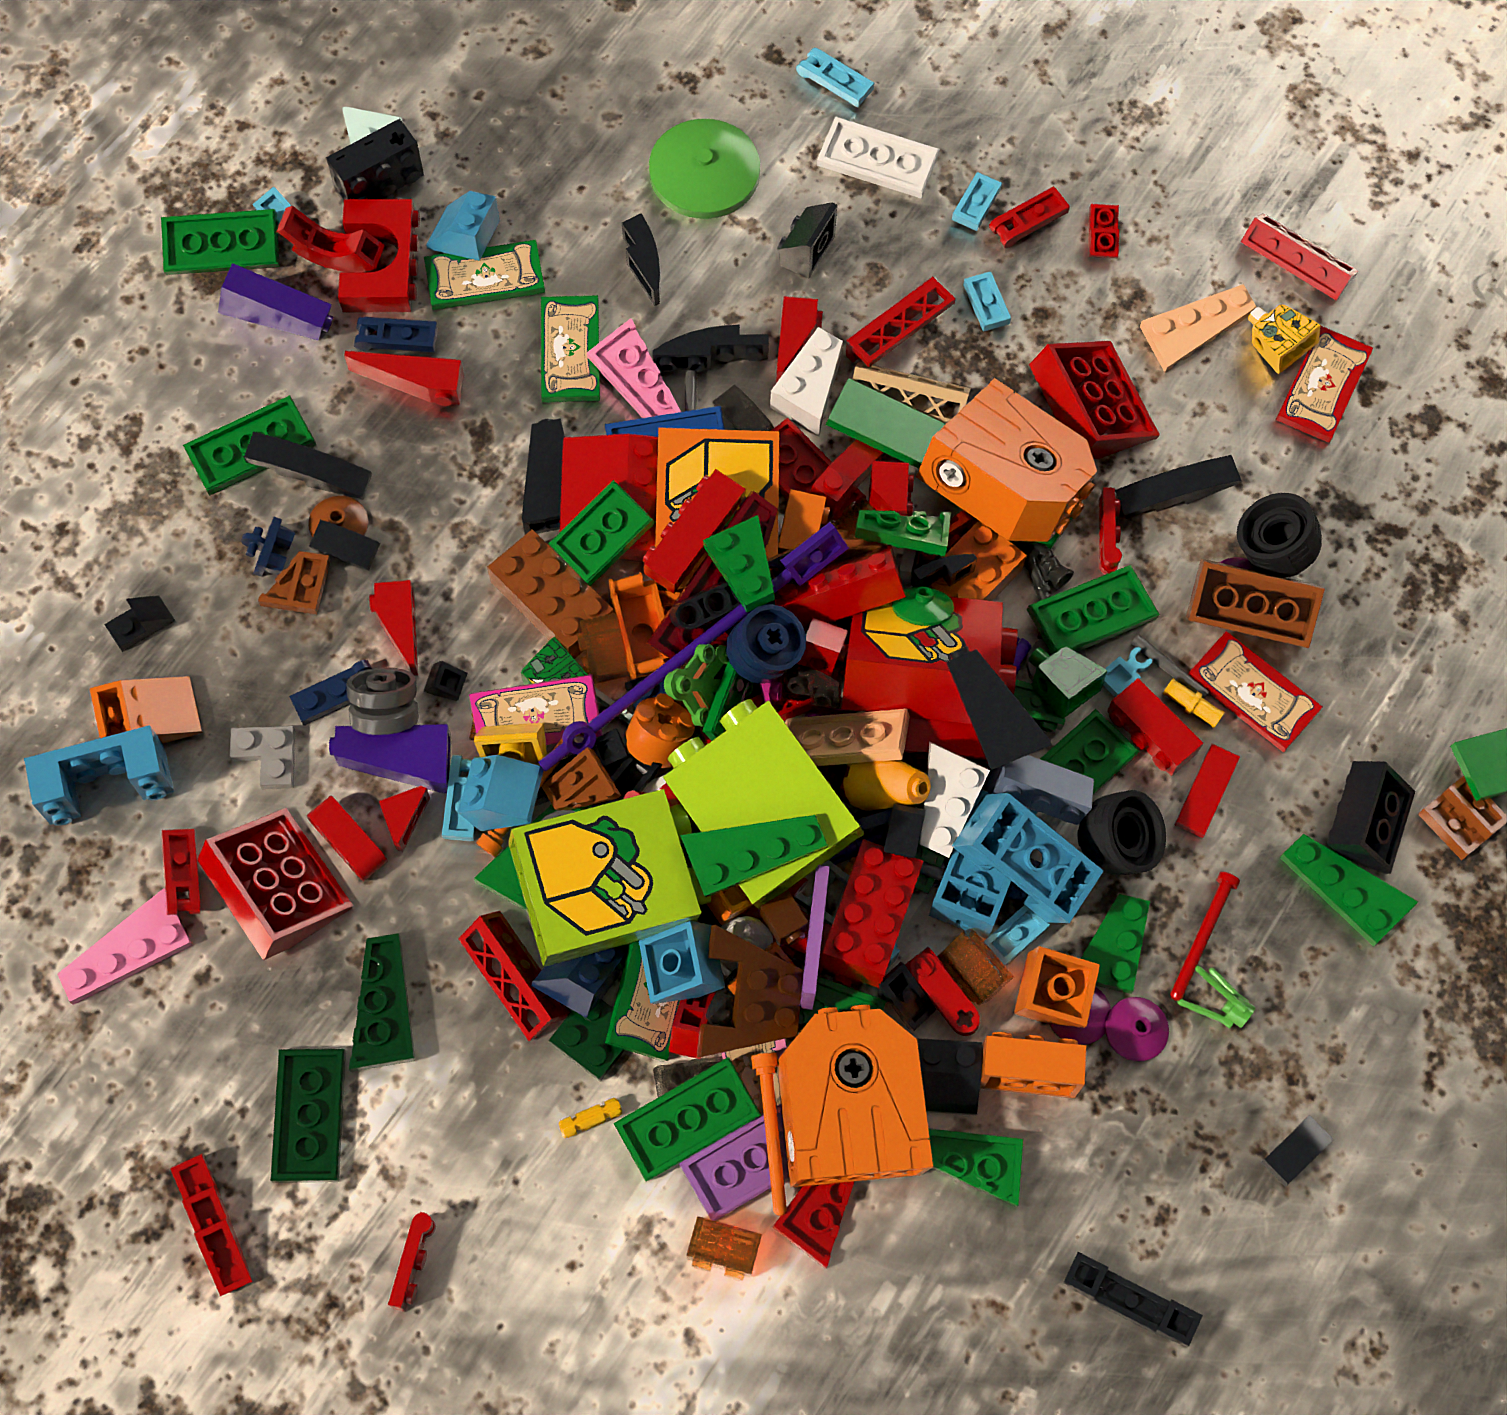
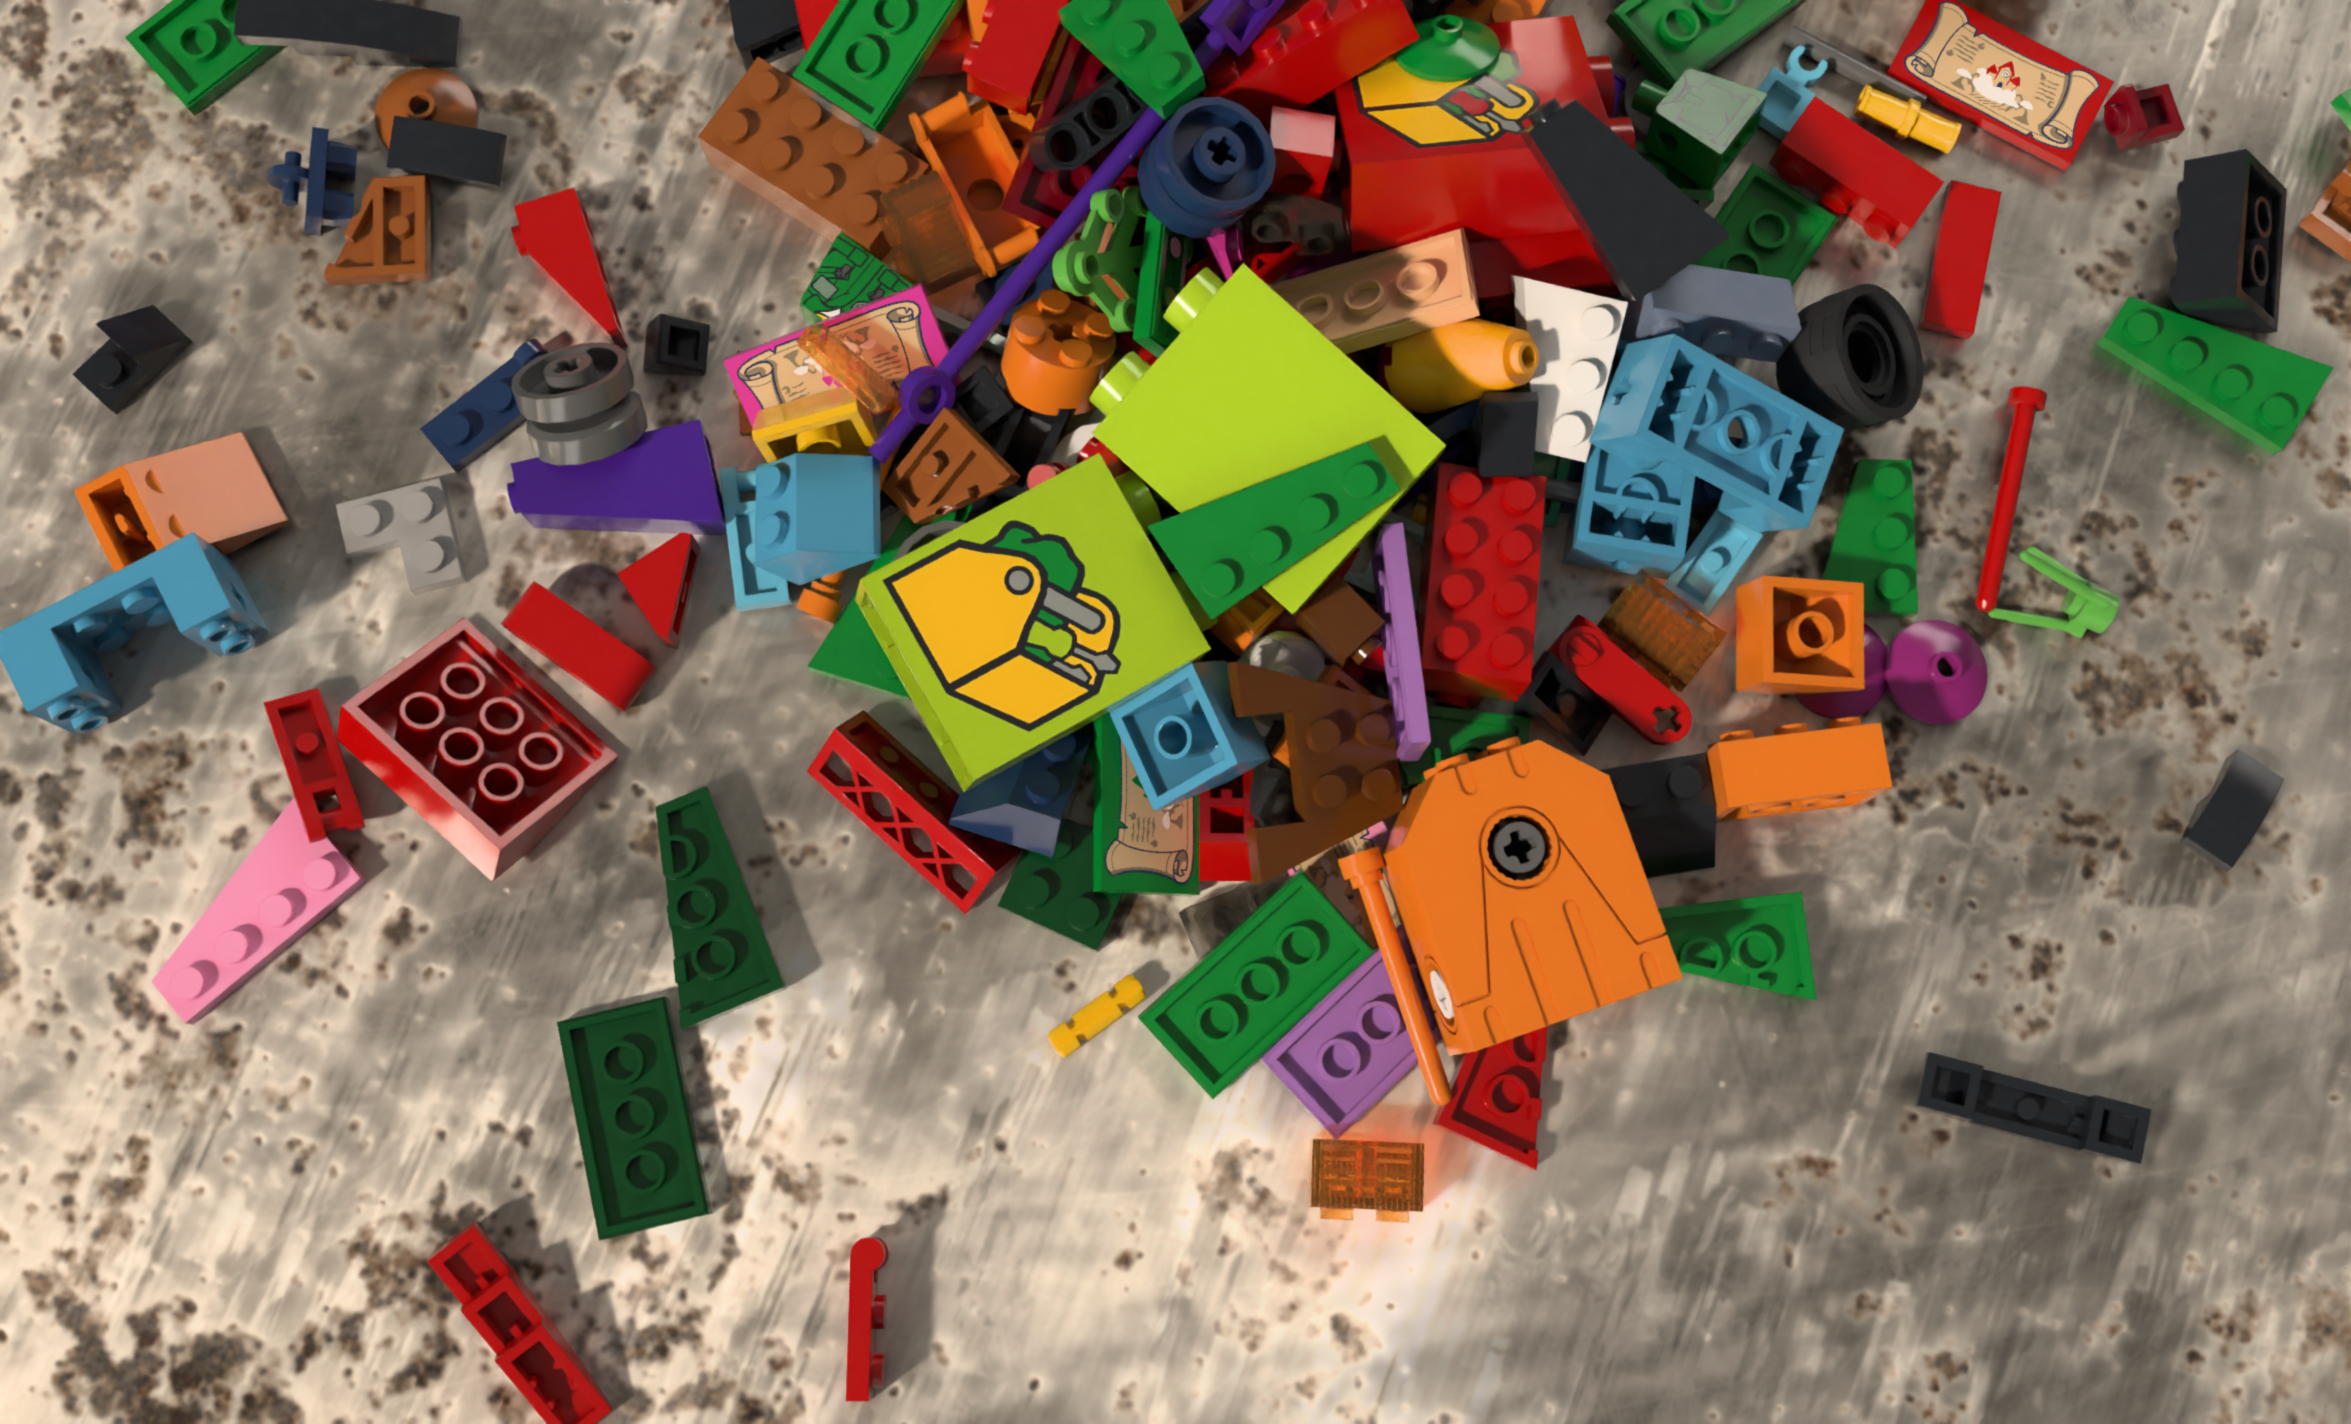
camera: 15 degrees left, 10 degrees up
(538, 713) = (848, 369): none -> clear orange tile
(1334, 730) = (2142, 116): none -> dark red bracket

